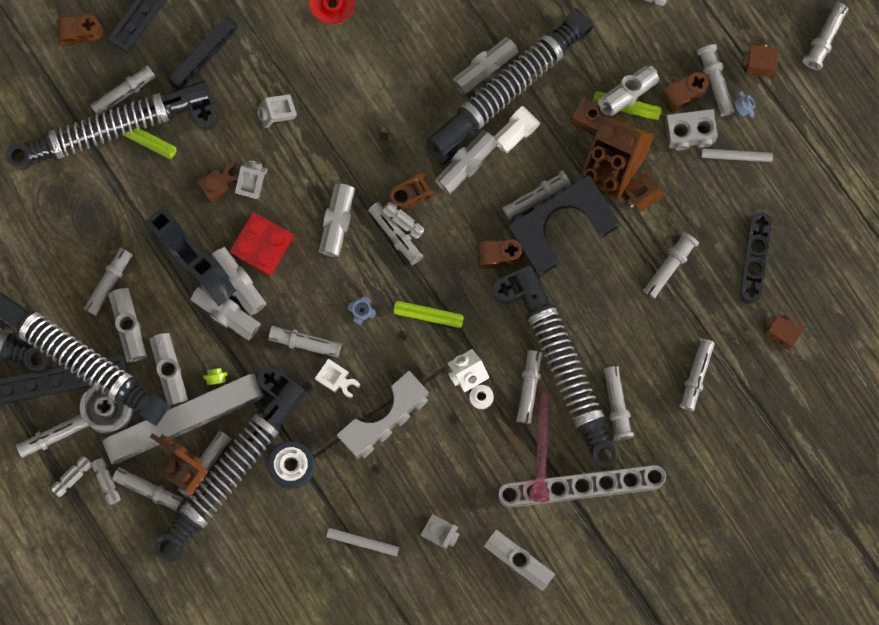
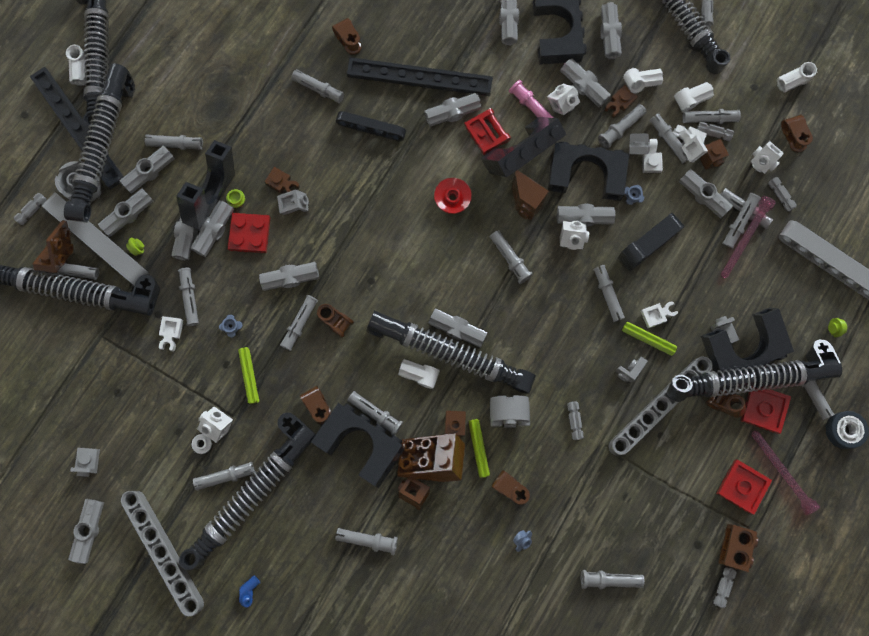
camera: 60 degrees right, 0 degrees up
(51, 436) = (42, 153): light grey pin -> none
(71, 476) = (24, 184): light grey axle -> none
(152, 142) = (291, 117): lime axle -> none
(155, 493) = (33, 247): light grey pin -> none
(159, 108) = (256, 61): black piece -> none
(212, 241) = (235, 198): none -> lime plate
(276, 109) = (352, 195): light grey bracket -> none
(304, 470) = (81, 326): wheel -> none
(361, 436) = (135, 369): light grey arch -> none
(362, 542) = (57, 408): light grey bar -> none
(403, 220) = (310, 323): light grey axle -> none
(466, 162) = (376, 348): light grey piece -> none
(539, 491) = (139, 521): clear pink piece -> none
(604, 52) = (509, 411): none -> light grey brick
(619, 414) = (231, 555): light grey pin -> none
(628, 90) = (478, 440): light grey piece -> none
(665, 416) = (246, 591): none -> blue arm
(688, 123) = (486, 503): light grey brick -> none
(695, 380) = (285, 602): light grey pin -> none
(713, 70) = (539, 502): light grey pin -> none
(737, 155) = (480, 552): light grey bar -> none
(754, 257) = (405, 608): black beam -> none
(761, 60) = (565, 536): reddish brown brick -> none

